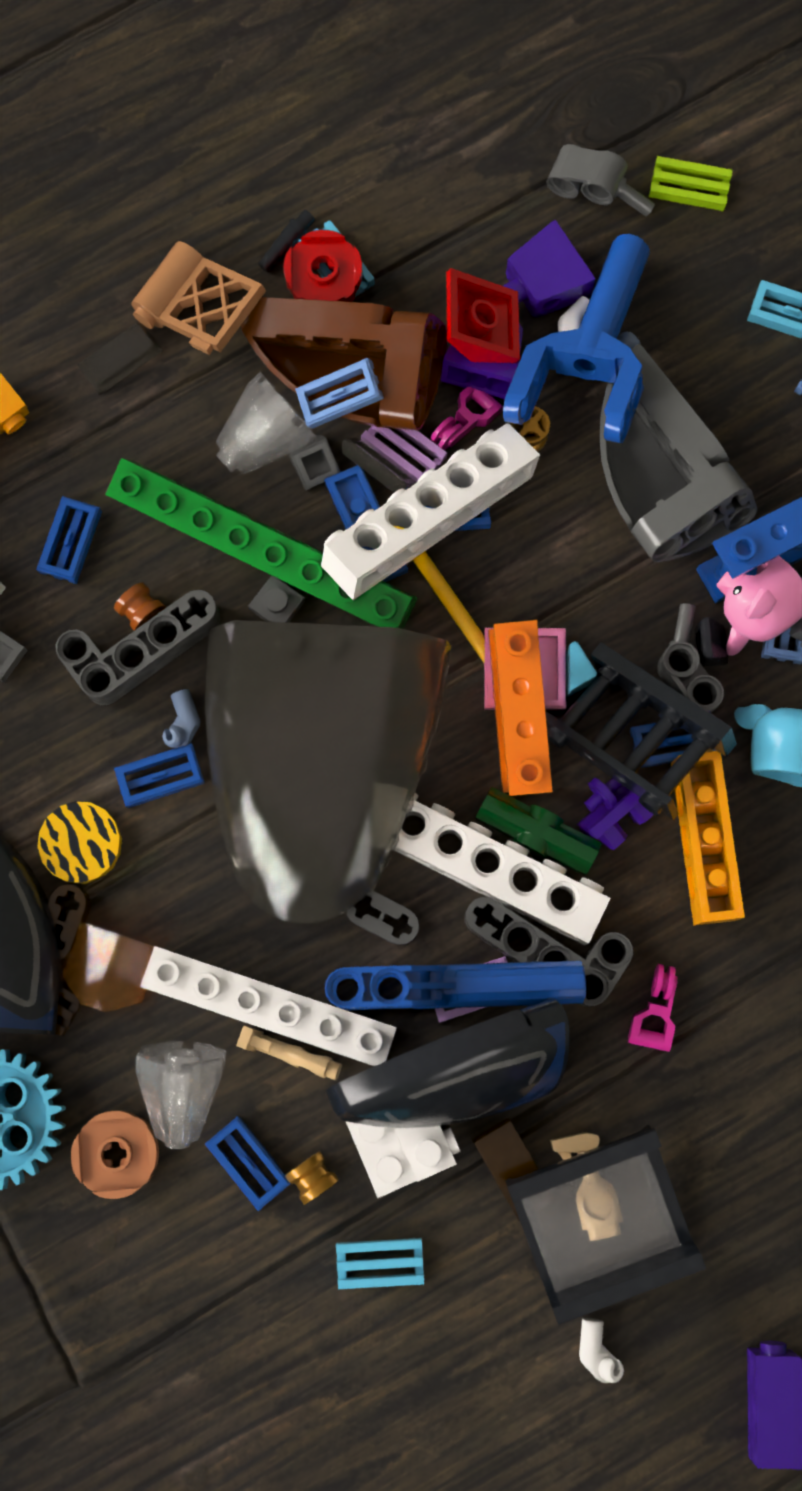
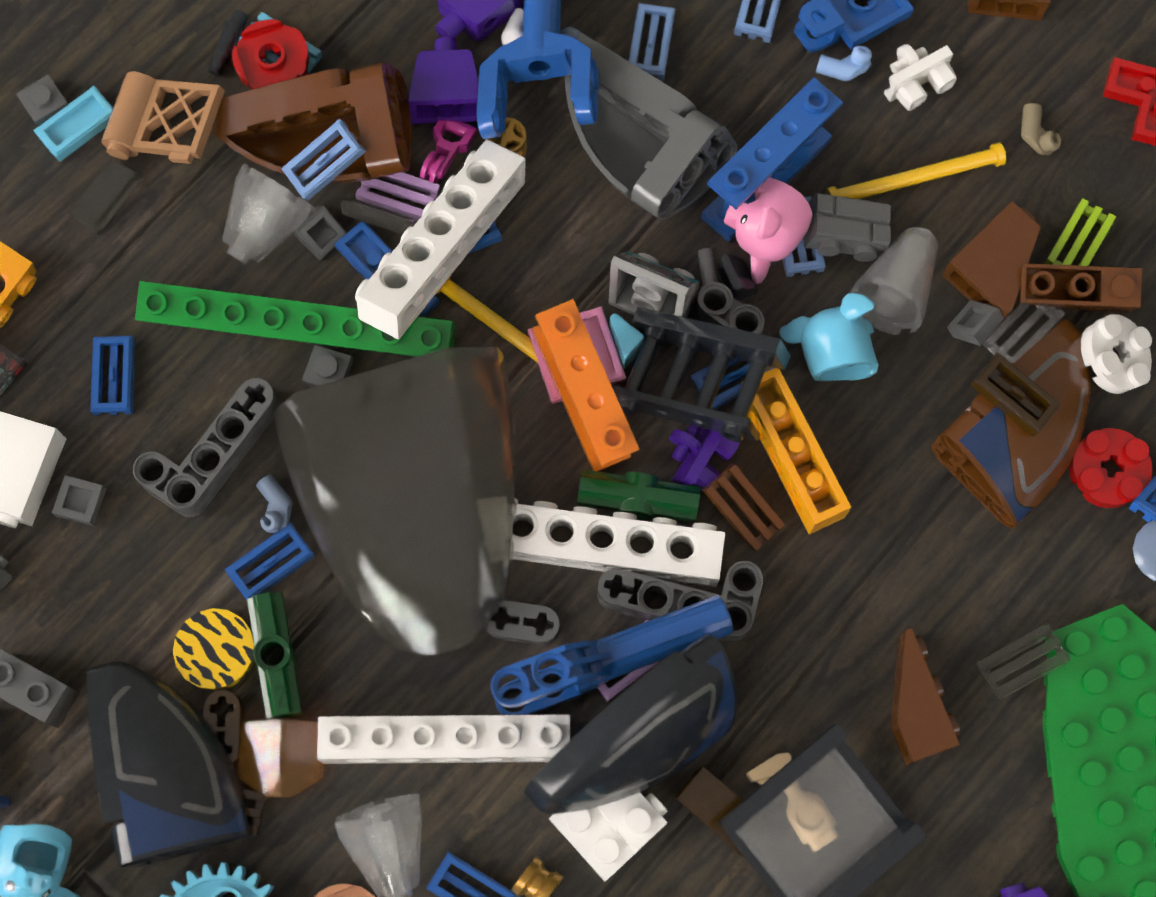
camera: 20 degrees left, 5 degrees down
(89, 243) = (42, 100): none -> dark grey plate
(112, 276) = (75, 124): none -> medium azure tile
(131, 897) = (280, 681): none -> dark green piece
(138, 605) = (198, 412): dark orange wheel -> none
(255, 1040) = (440, 775): tan piece -> none
(482, 319) = (432, 54): red slope -> none
(616, 620) = (648, 285): none -> light grey slope
(650, 908) = (739, 478): none -> reddish brown tile
(663, 1041) = (803, 594): dark pink piece -> none
(722, 343) = (656, 11): none -> medium blue tile
(740, 1139) = (917, 709): none -> reddish brown slope

